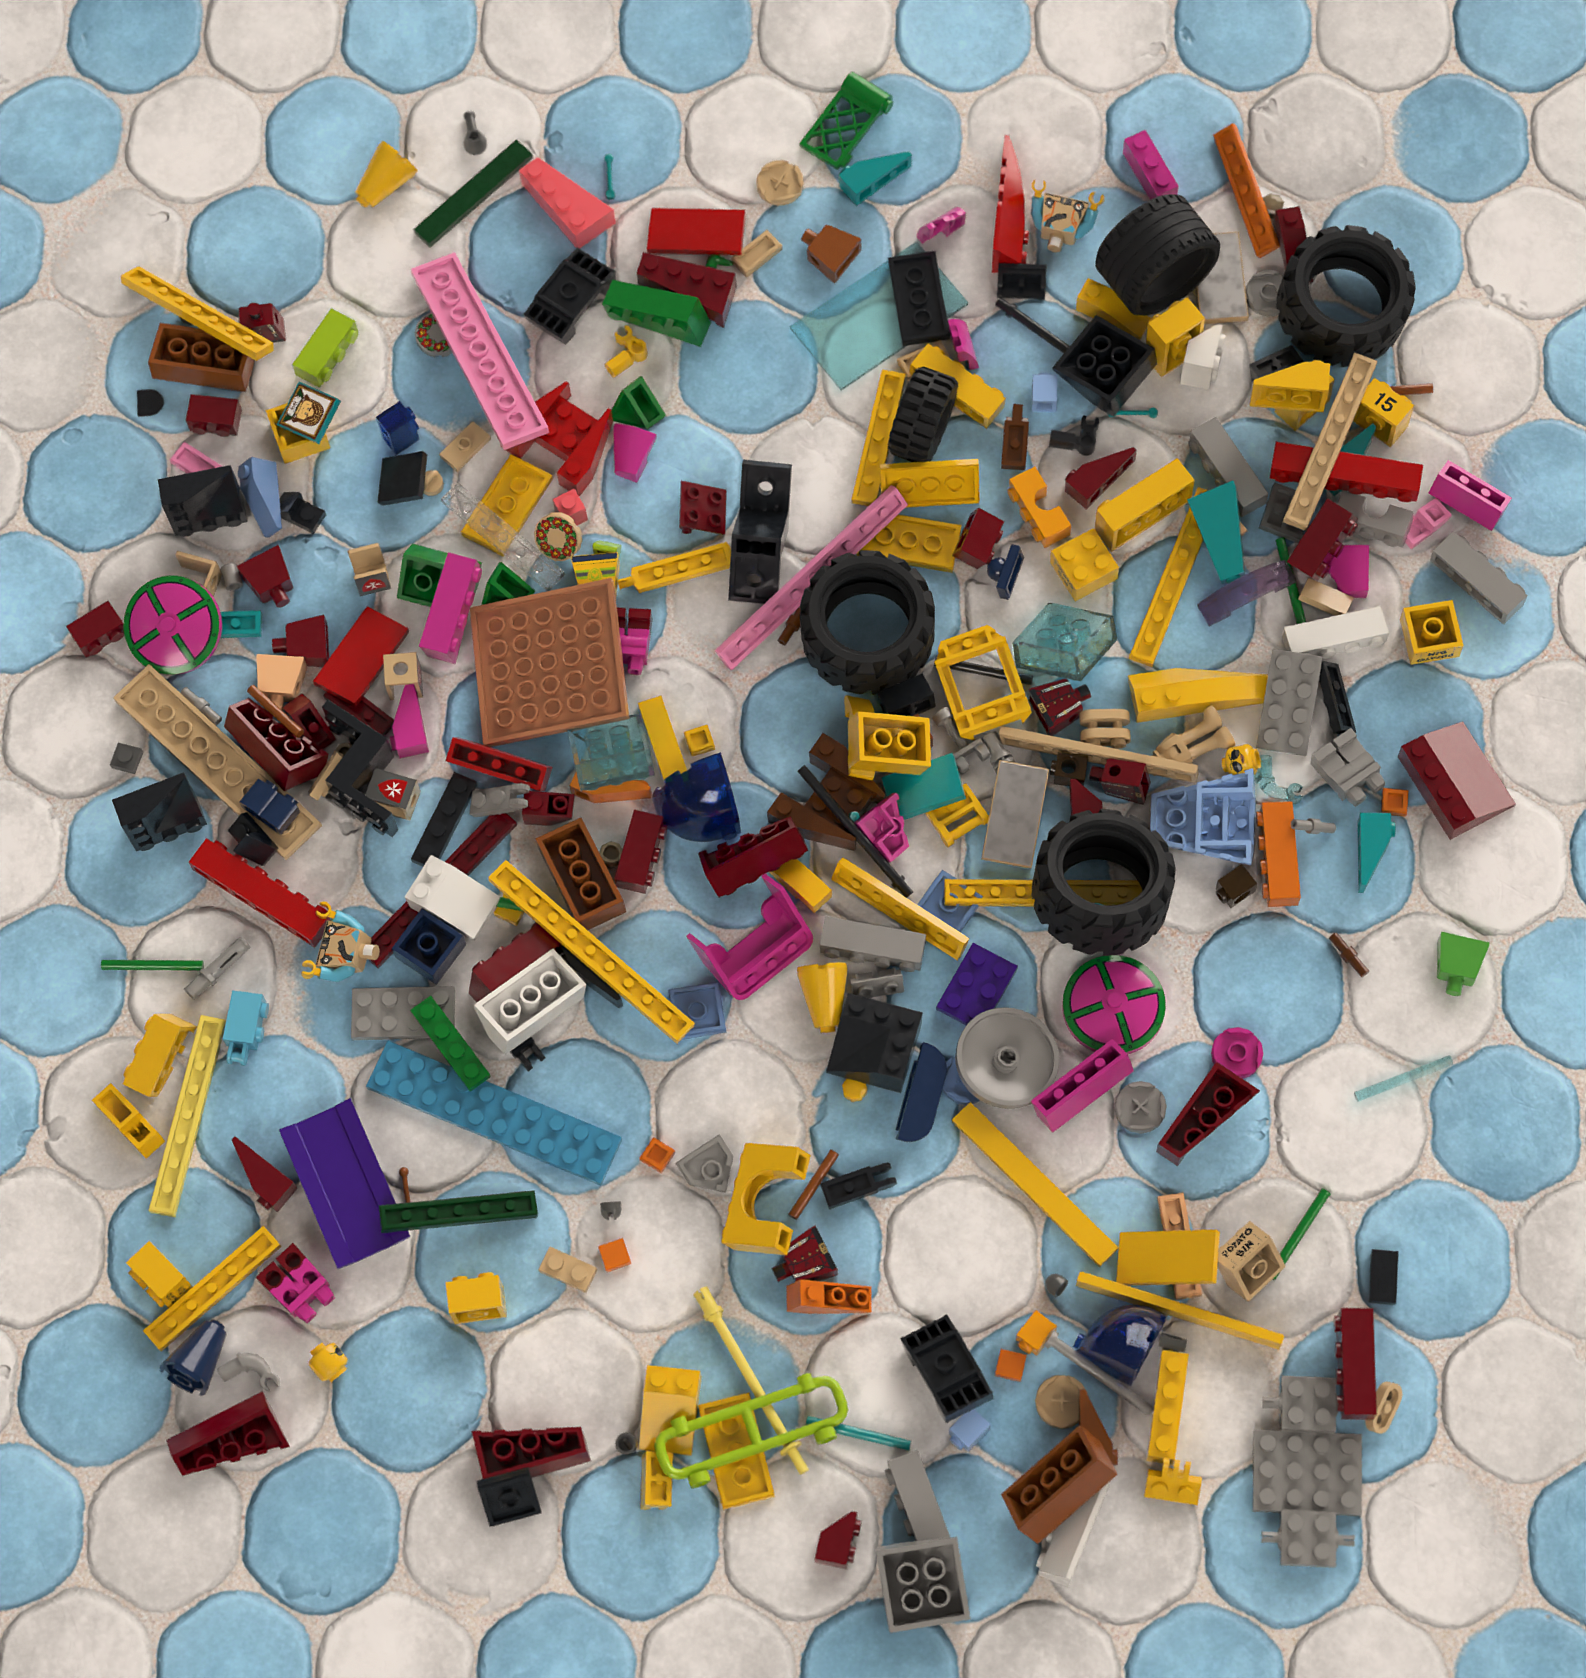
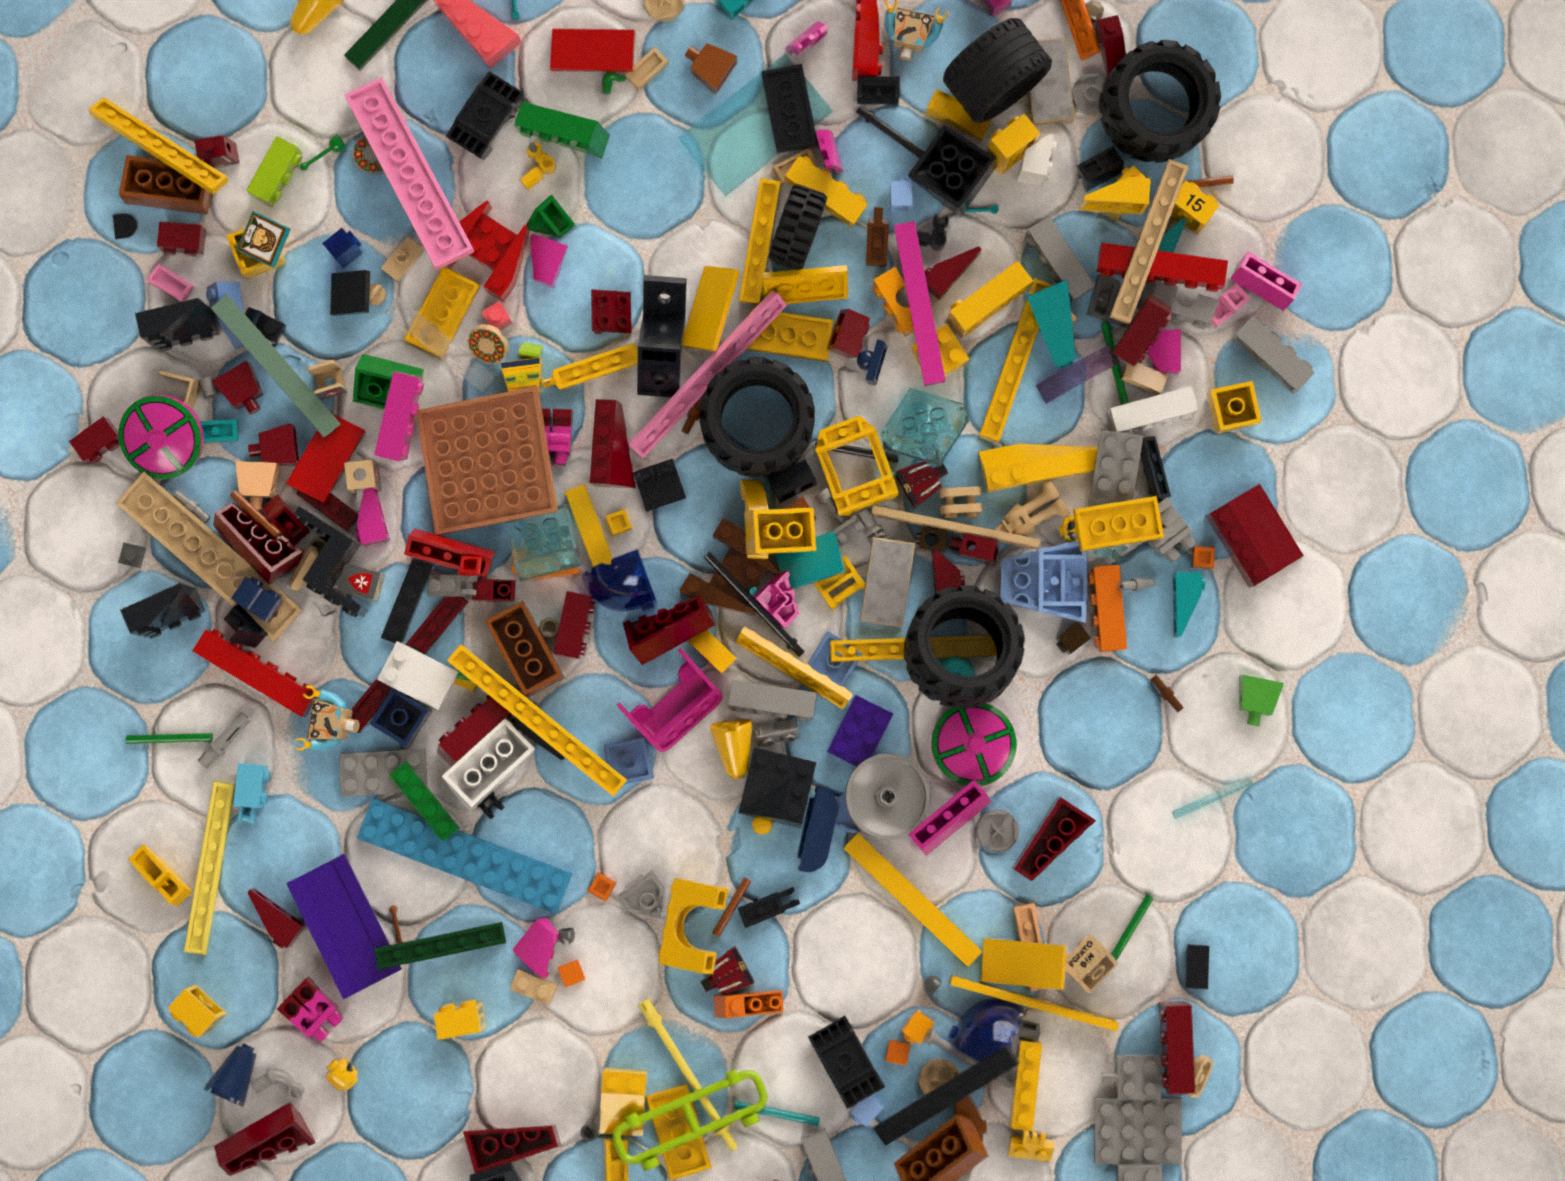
camera: 10 degrees left, 15 degrees up
(156, 1053) = (179, 818): yellow wedge -> none
(212, 1288) = (242, 1015): yellow plate -> none
(312, 551) = (275, 366): none -> sand green tile
(397, 322) = (335, 144): none -> green hinge
(505, 585) = (446, 391): green slope -> none
(522, 773) = (470, 566): none -> red slope
(575, 1219) = (538, 946): none -> dark pink slope
(693, 660) = (610, 449): none -> dark red wedge
(712, 286) = (589, 101): dark red wedge -> none
(749, 700) = (659, 485): none -> black hinge
(818, 506) = (710, 308): none -> yellow tile
(1062, 505) = (919, 303): none -> dark pink tile
(1067, 1404) = (946, 1094): none -> black tile
(1238, 1051) = (1075, 781): dark pink tile -> none
(1291, 753) = (1118, 523): none -> yellow tile

